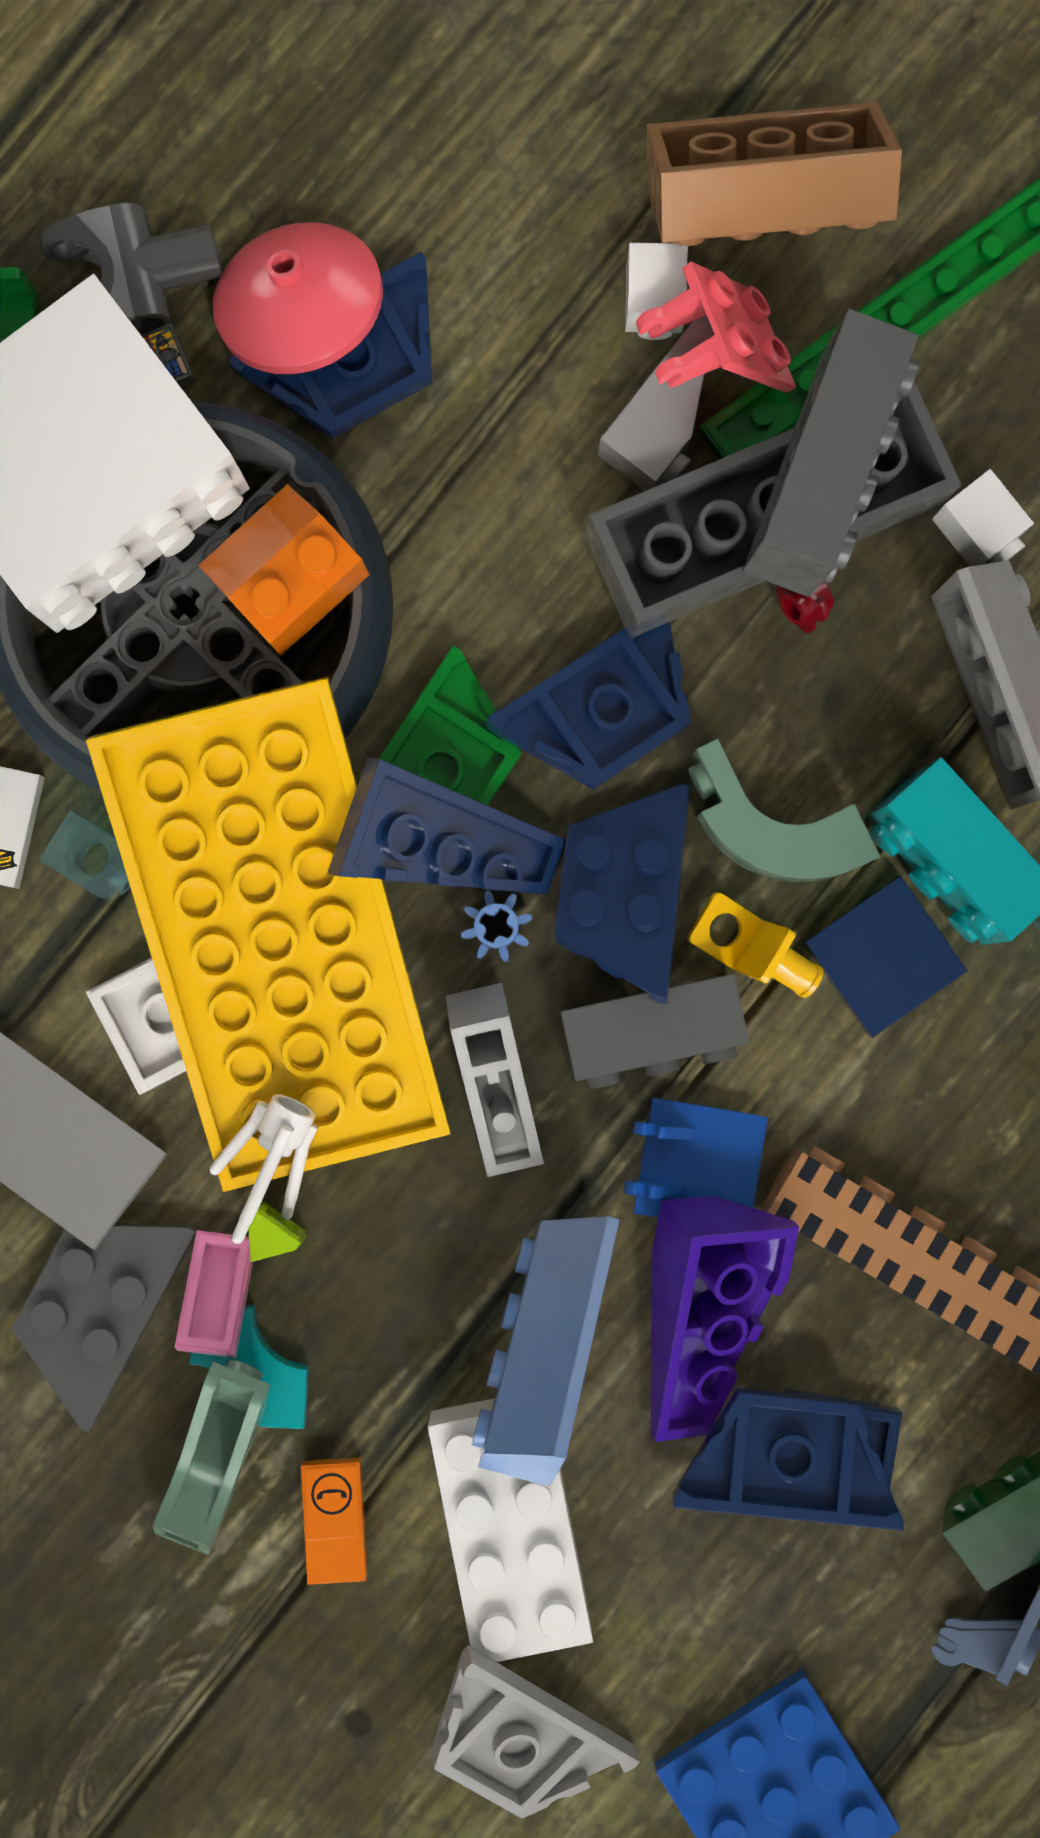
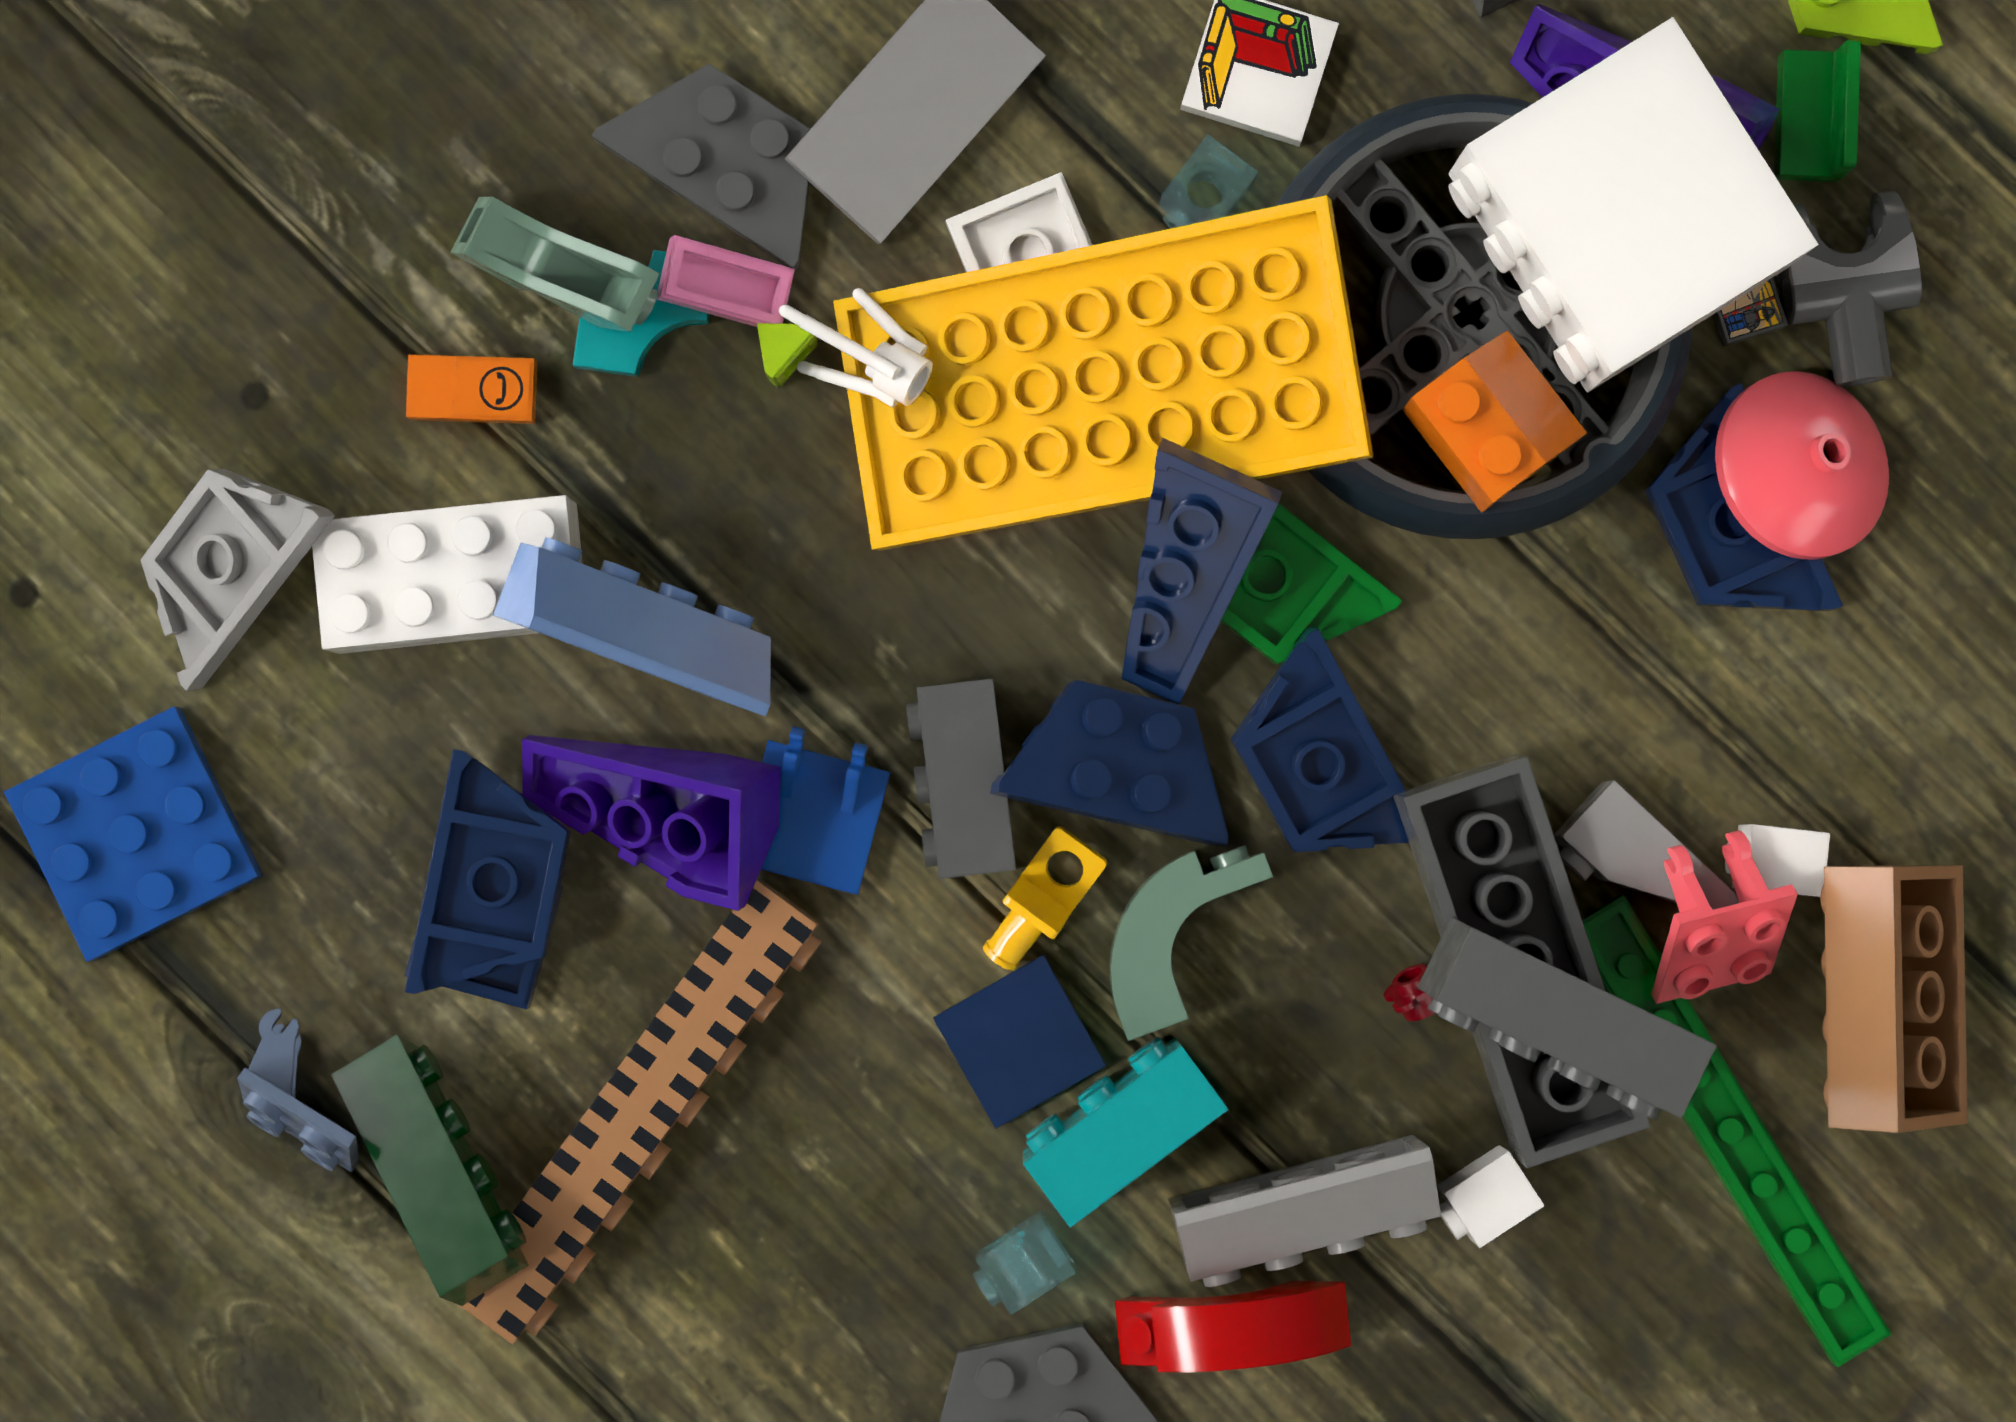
camera: 100 degrees right, 0 degrees up
(492, 910) = (1087, 602): medium blue gear -> none
(493, 1079) = (926, 601): light grey slope -> none

